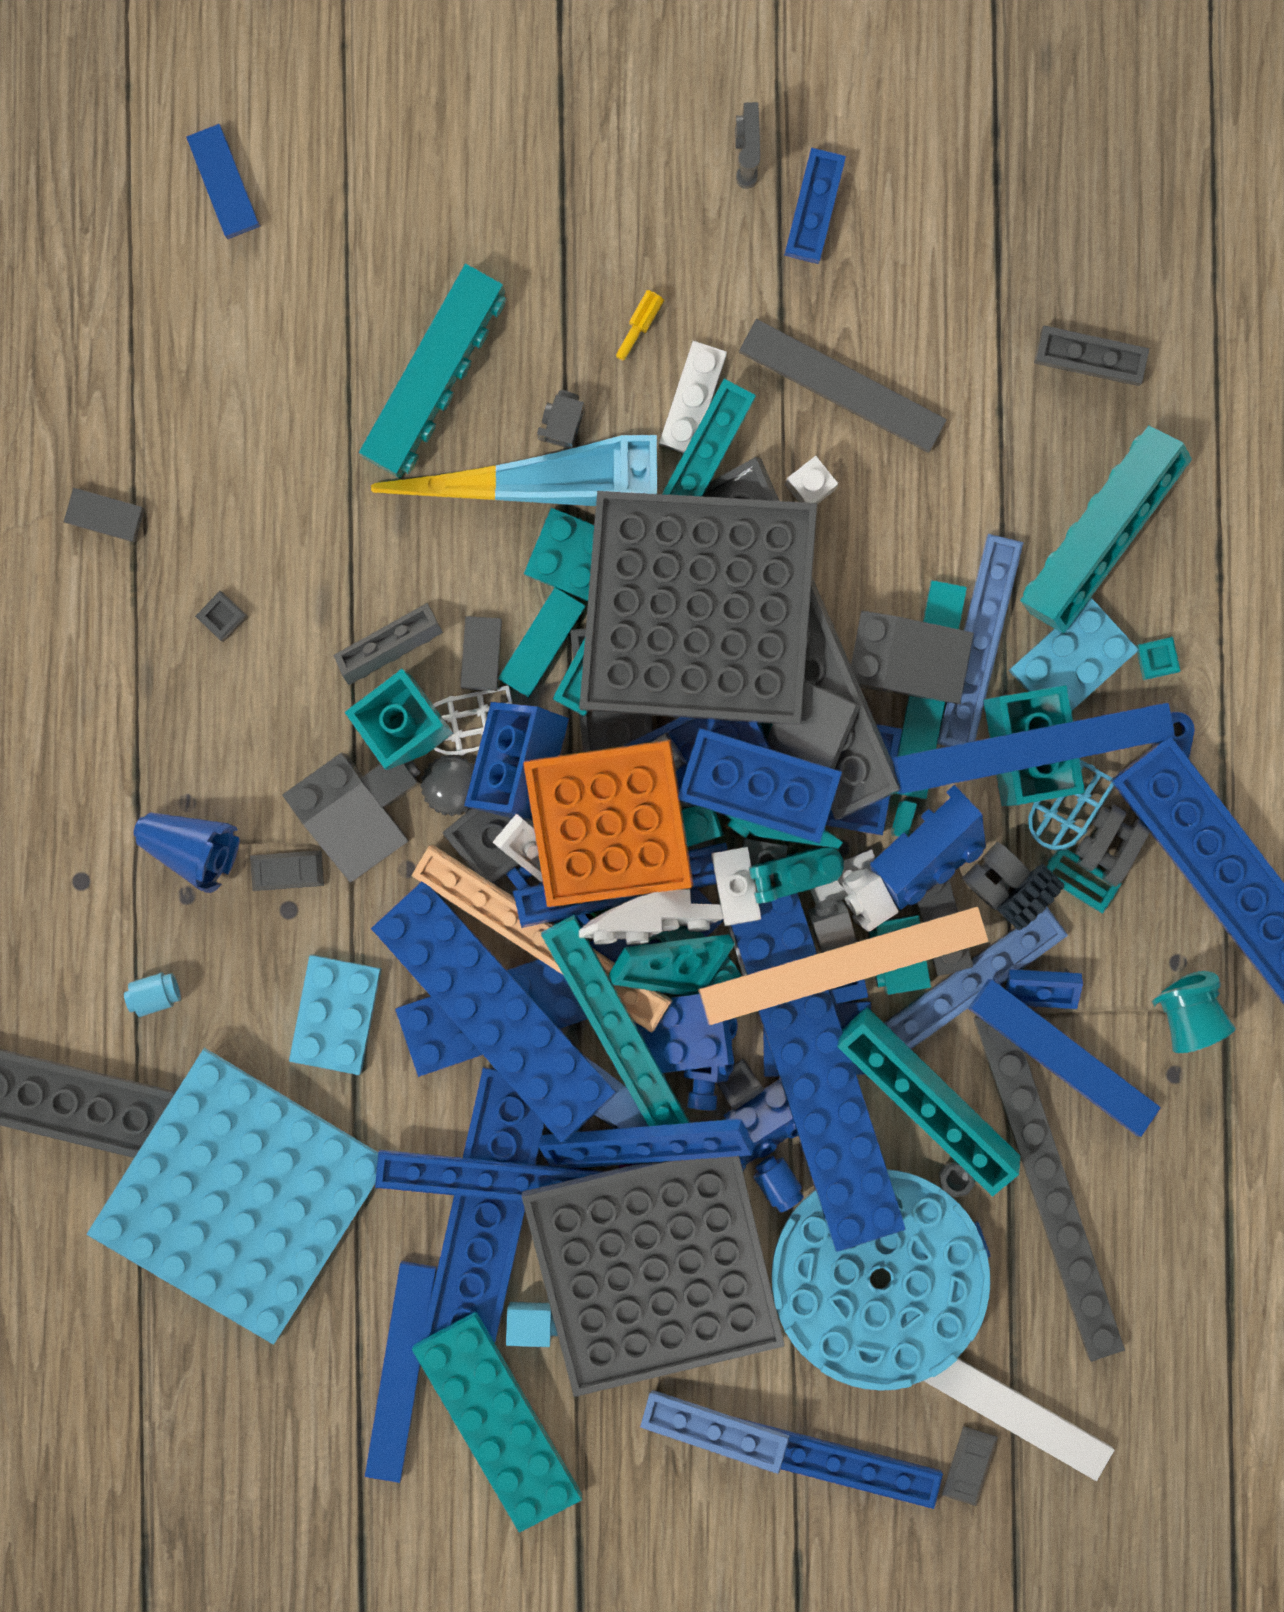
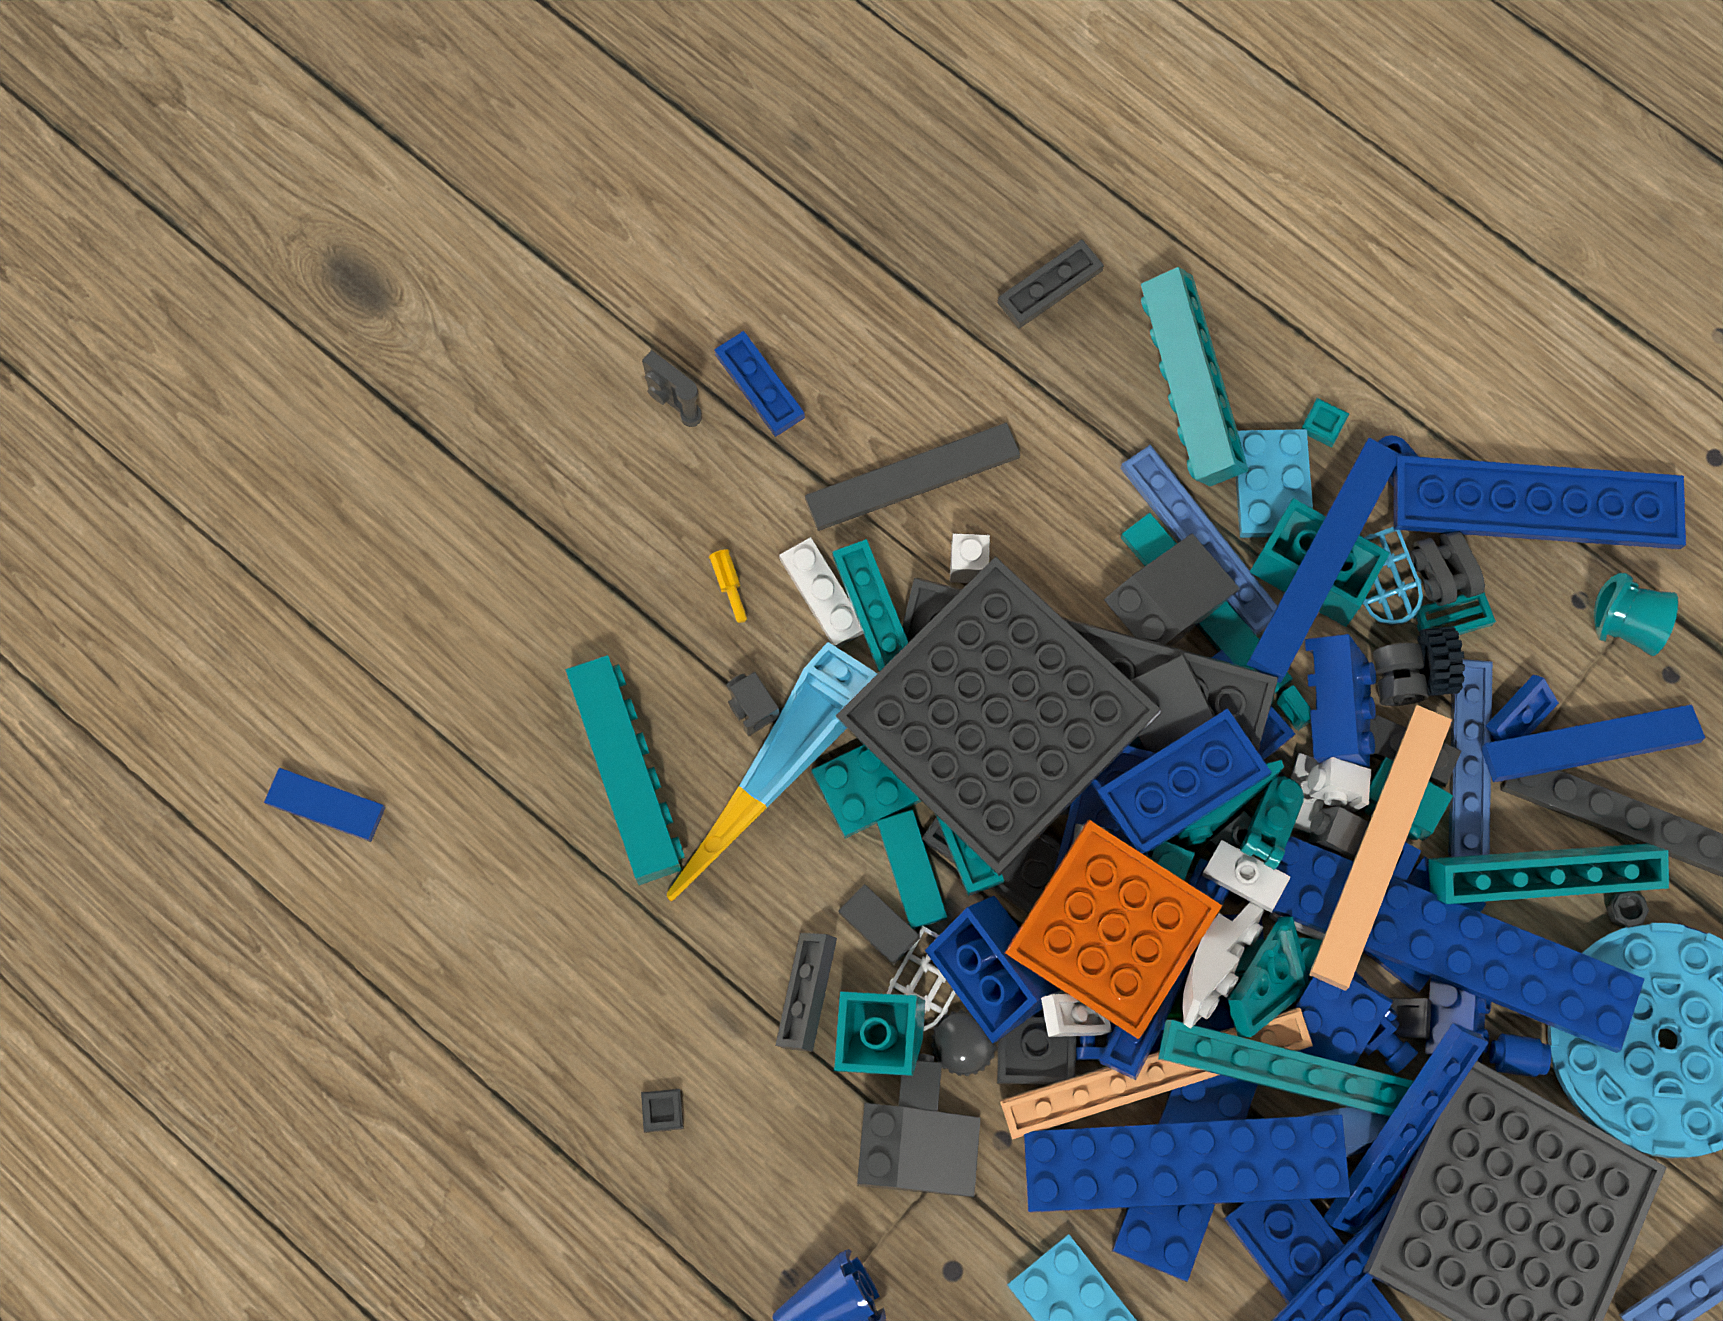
camera: 50 degrees left, 15 degrees down
(104, 515) = (494, 1135): dark grey tile -> none
(287, 870) = (918, 1242): dark grey tile -> none

